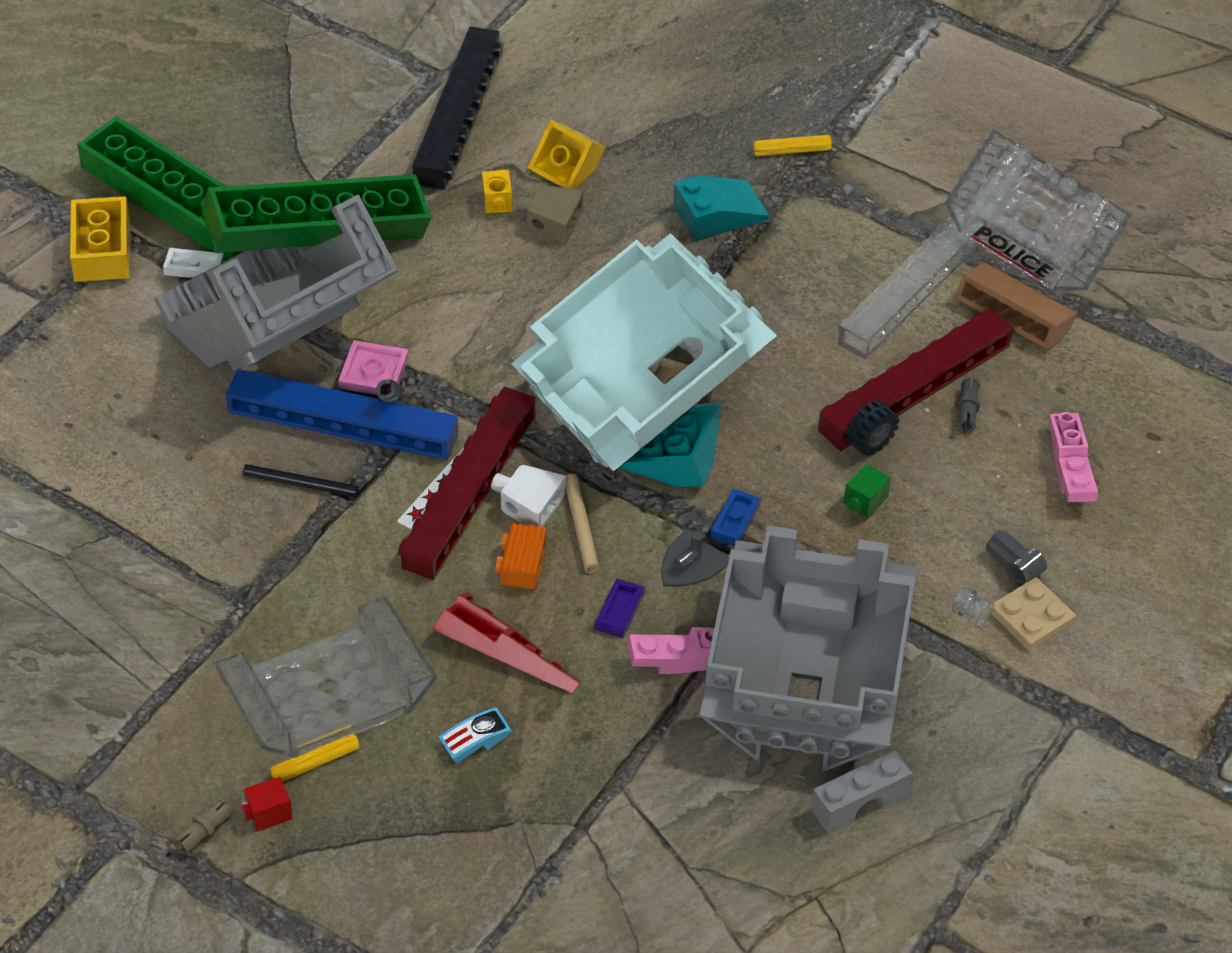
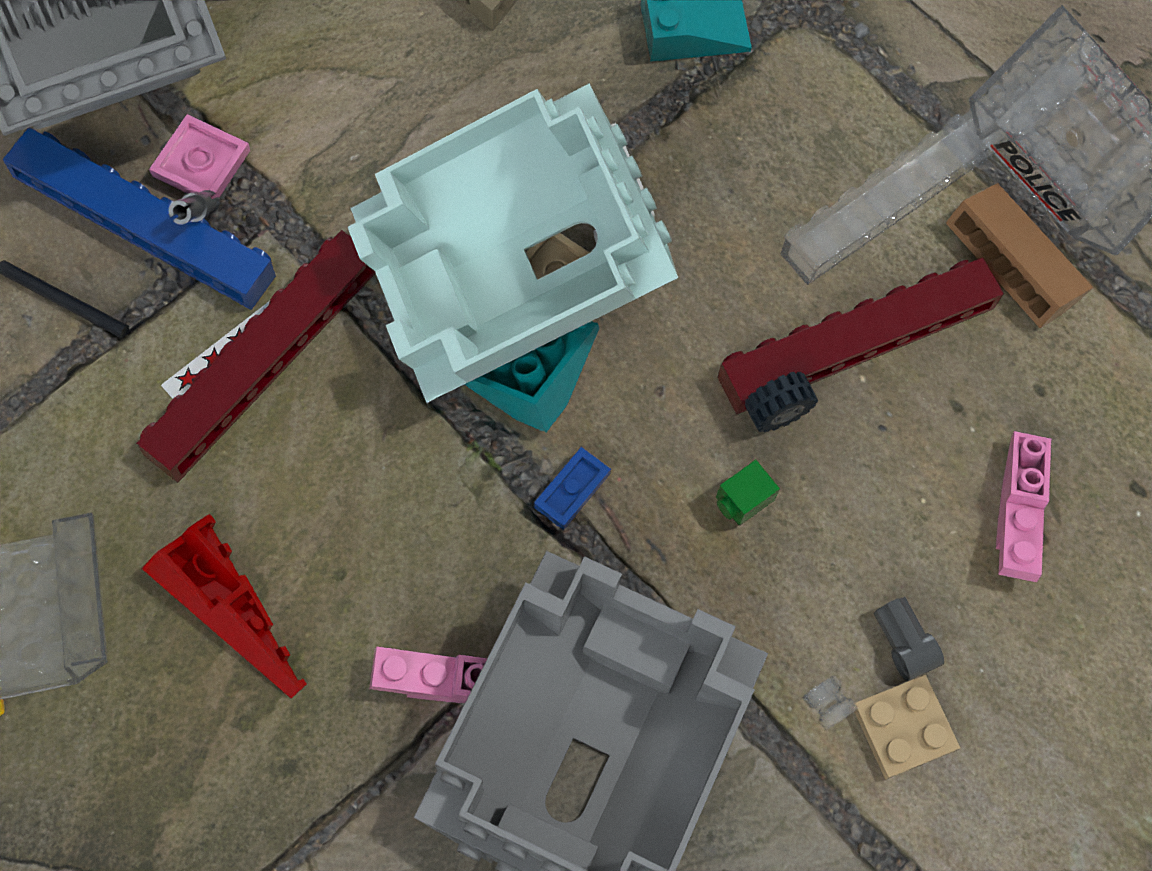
camera: 10 degrees right, 20 degrees up
(477, 731) = (148, 735): slope -> none
(522, 556) = (289, 482): orange brick -> none
(530, 494) = (328, 393): white torso -> none
(581, 524) = (380, 447): tan piece -> none
(619, 608) = (388, 585): dark purple tile -> none
(691, 560) = (501, 534): dark grey shield -> none
(968, 405) = (915, 388): dark grey pin -> none

